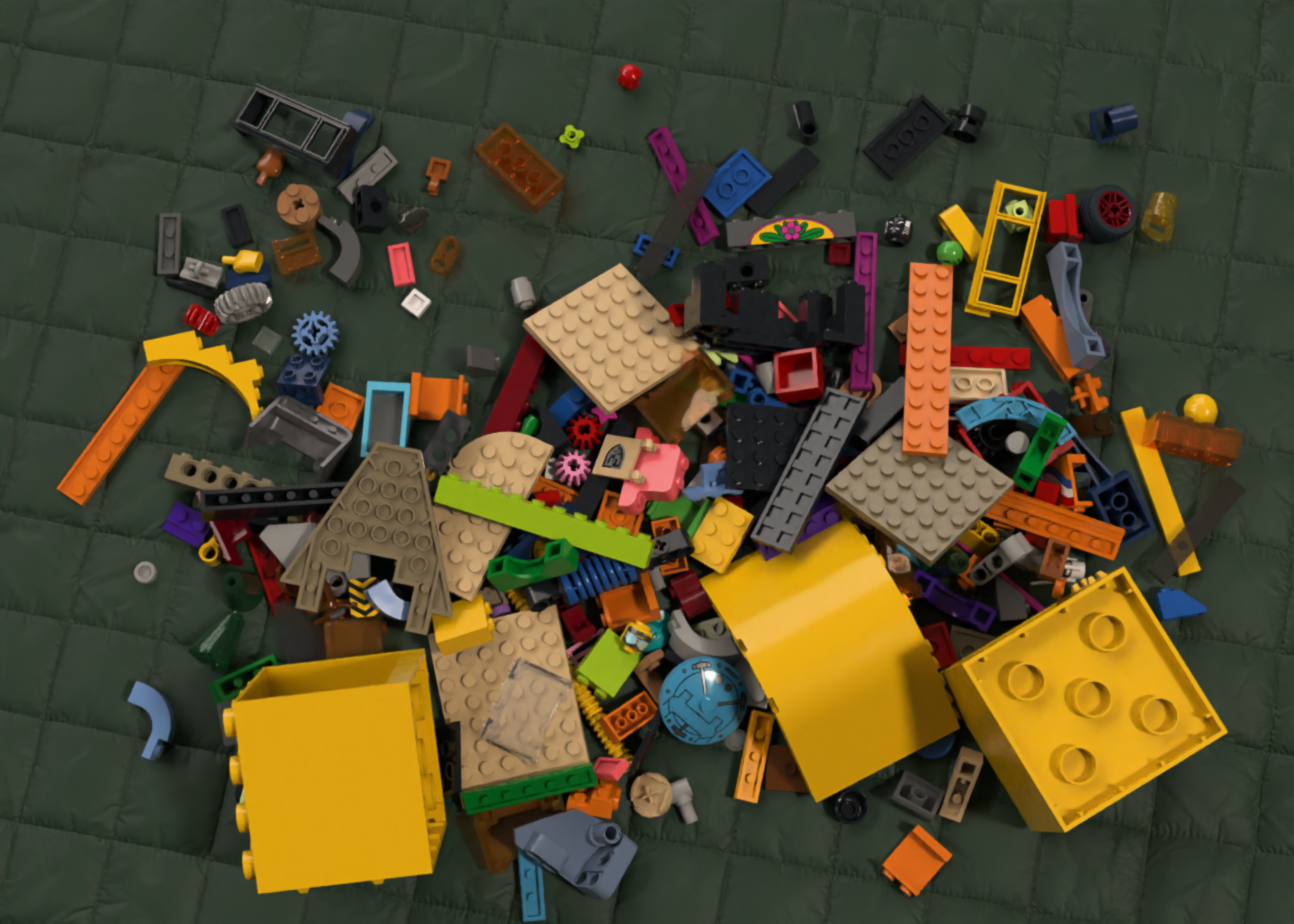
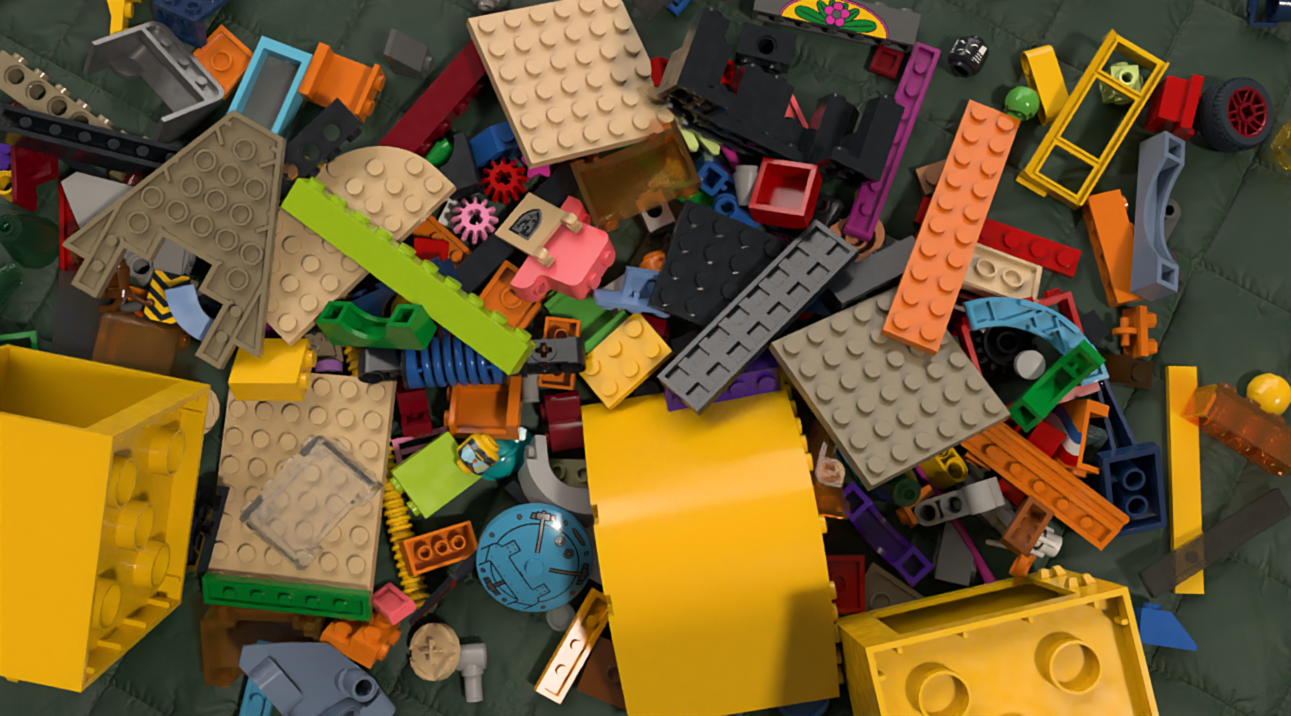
camera: 15 degrees right, 5 degrees up
(648, 675) = (482, 503): medium nougat bracket -> none

